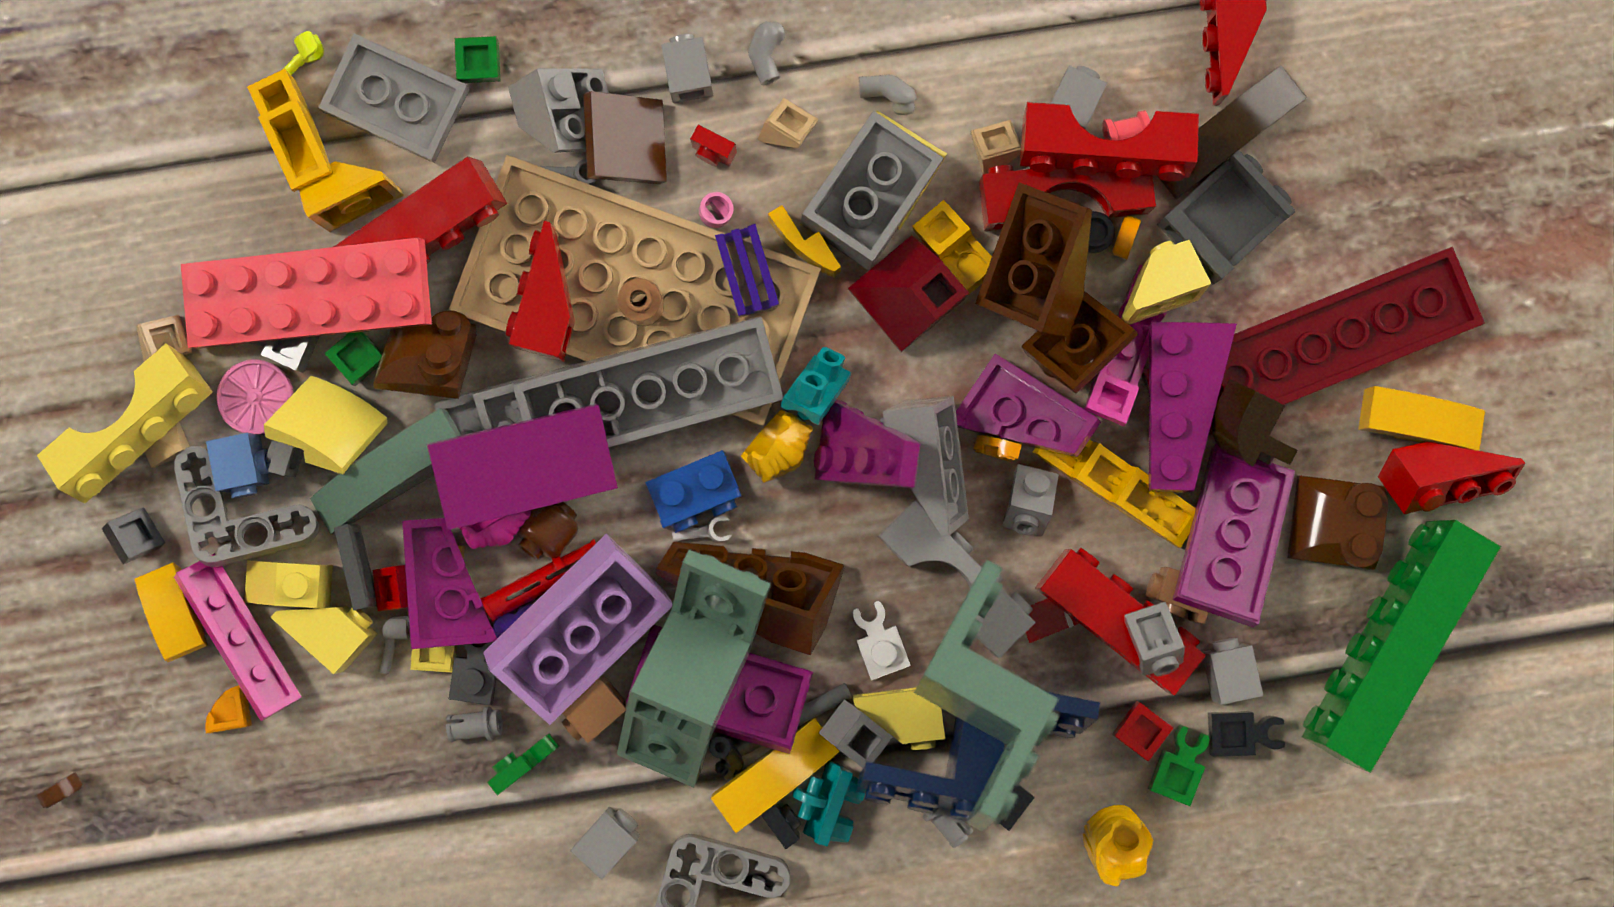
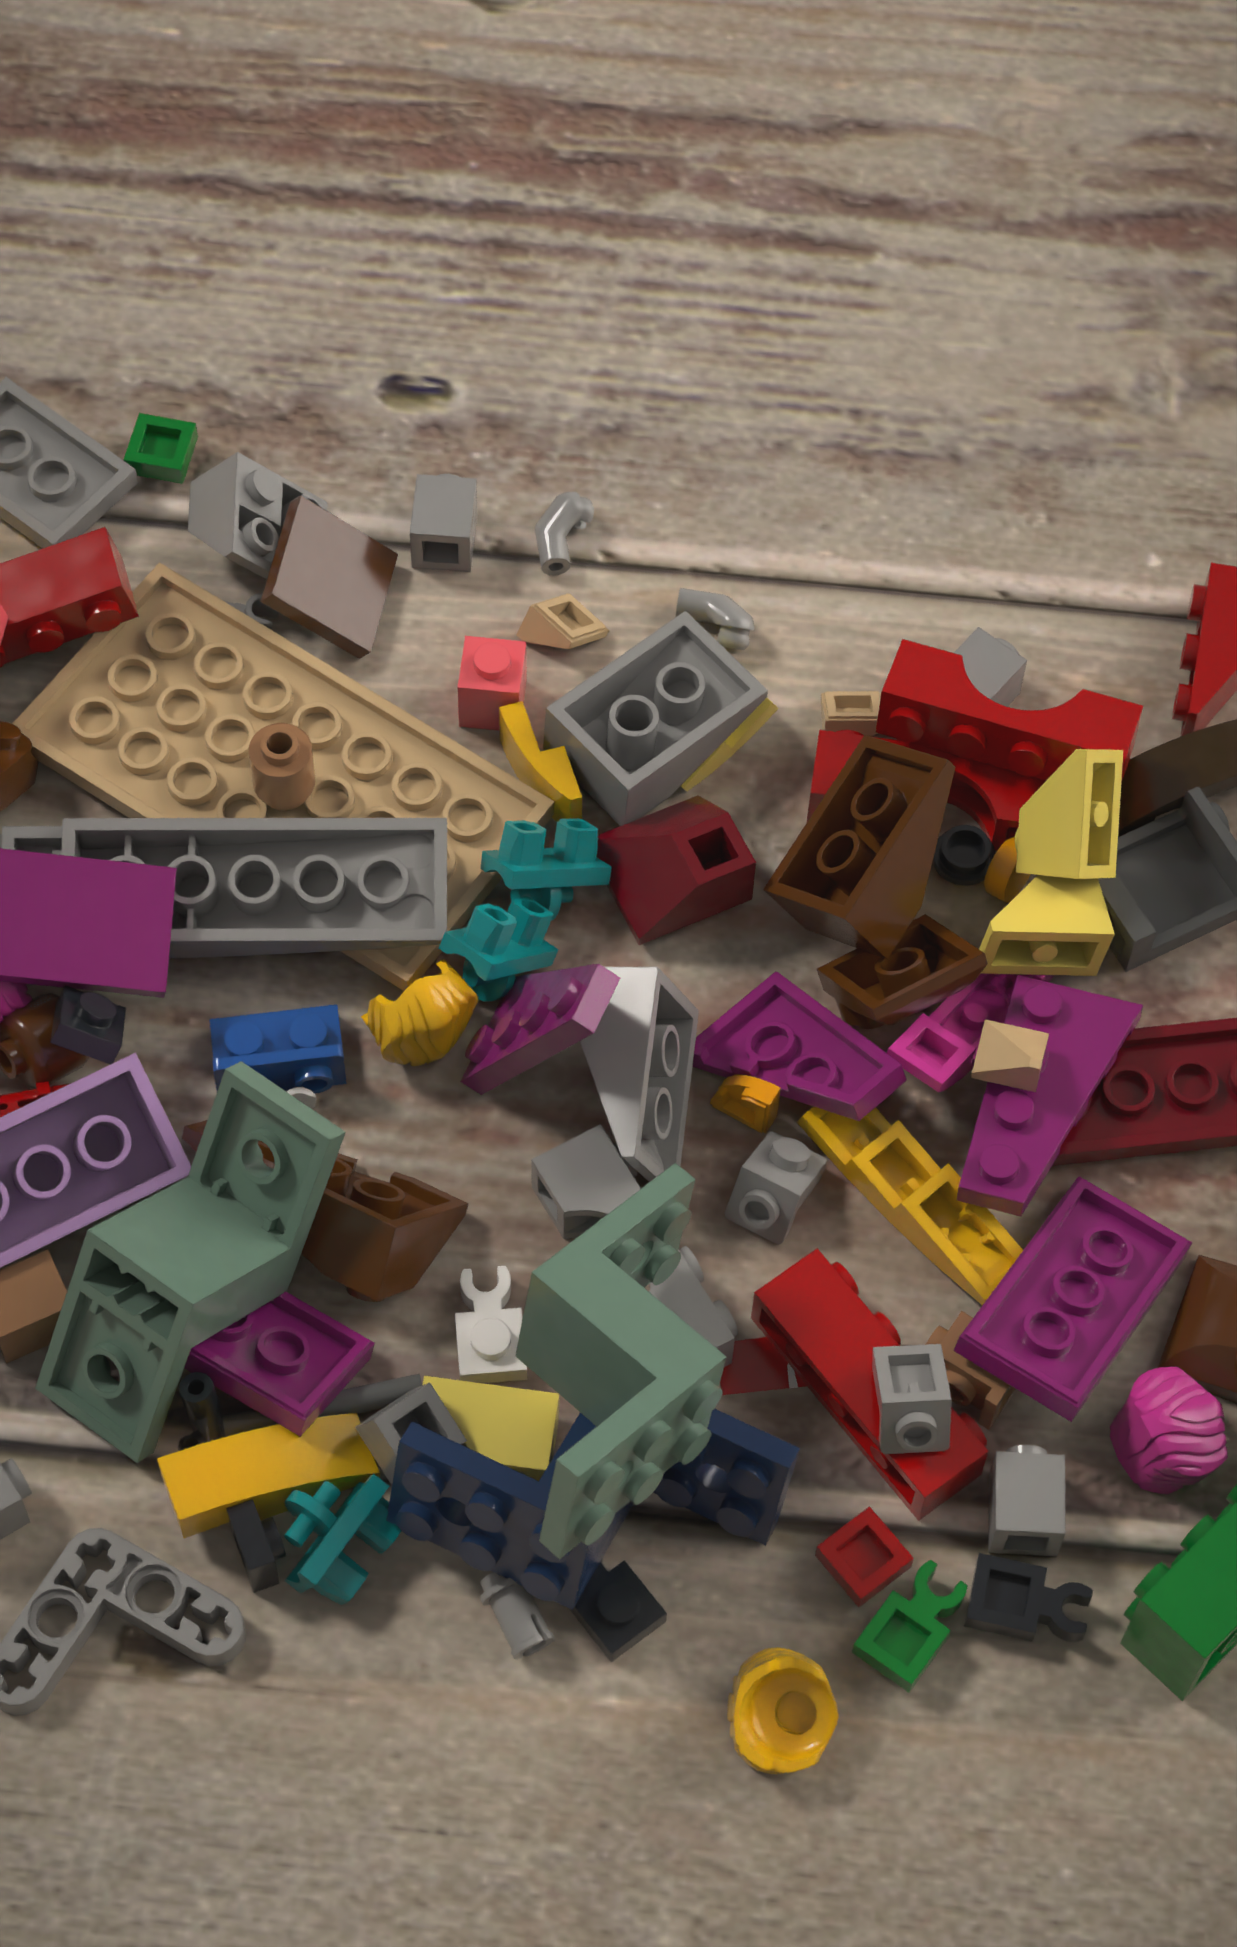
camera: 15 degrees right, 25 degrees down
(545, 311) = (142, 750): red slope -> none
(576, 524) = (88, 1024): none -> black plate
(712, 147) = (447, 617): red plate -> none
(722, 207) = (436, 695): bright pink hinge -> none
(737, 237) = (446, 731): dark purple tile -> none
(755, 189) = (490, 677): none -> coral brick
(829, 322) = (547, 872): none -> teal hips
(954, 244) = (758, 816): yellow slope -> none
(1165, 390) = (1010, 1055): none -> tan slope
(1171, 217) = (1073, 819): none -> light yellow slope
(1244, 426) = (1118, 1143): dark brown brick -> none
(1307, 603) = (1169, 1431): none -> dark pink hair

